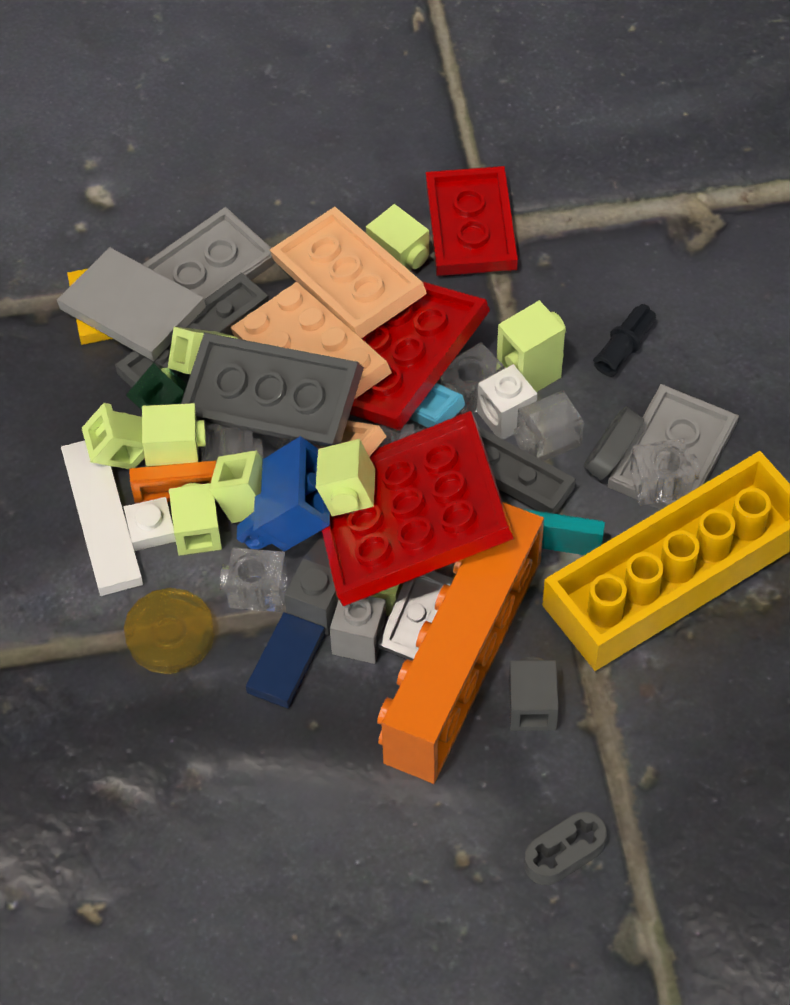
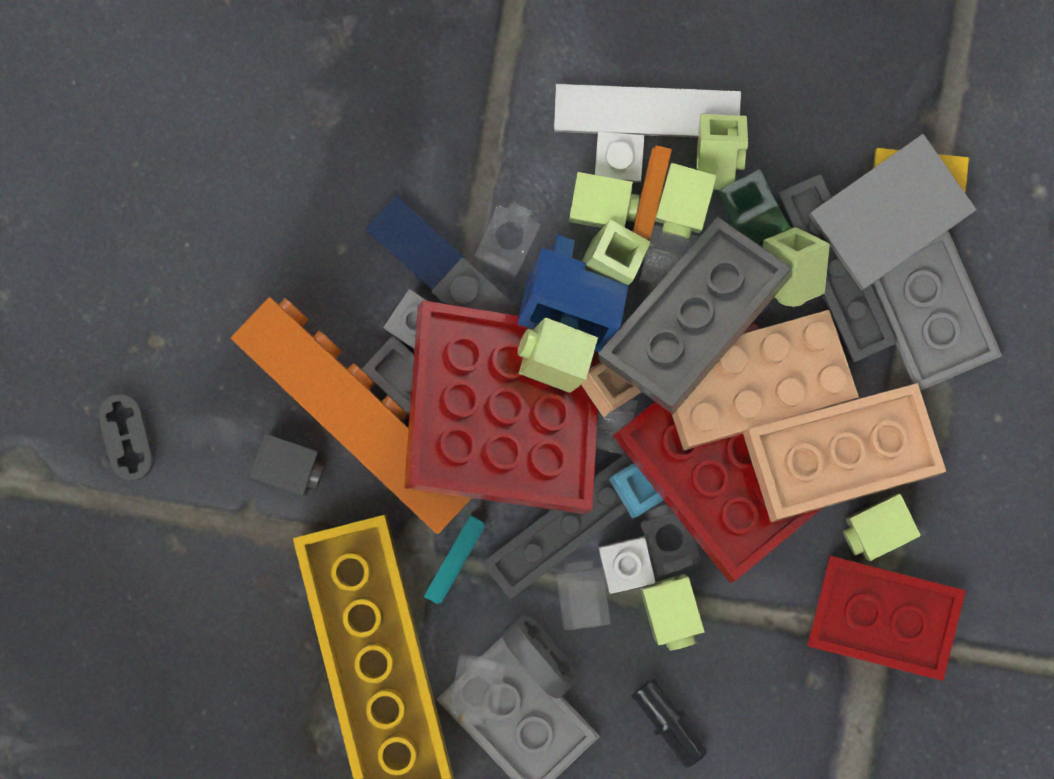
camera: 105 degrees right, 30 degrees up
(169, 630) = (488, 141): clear yellow tile -> none

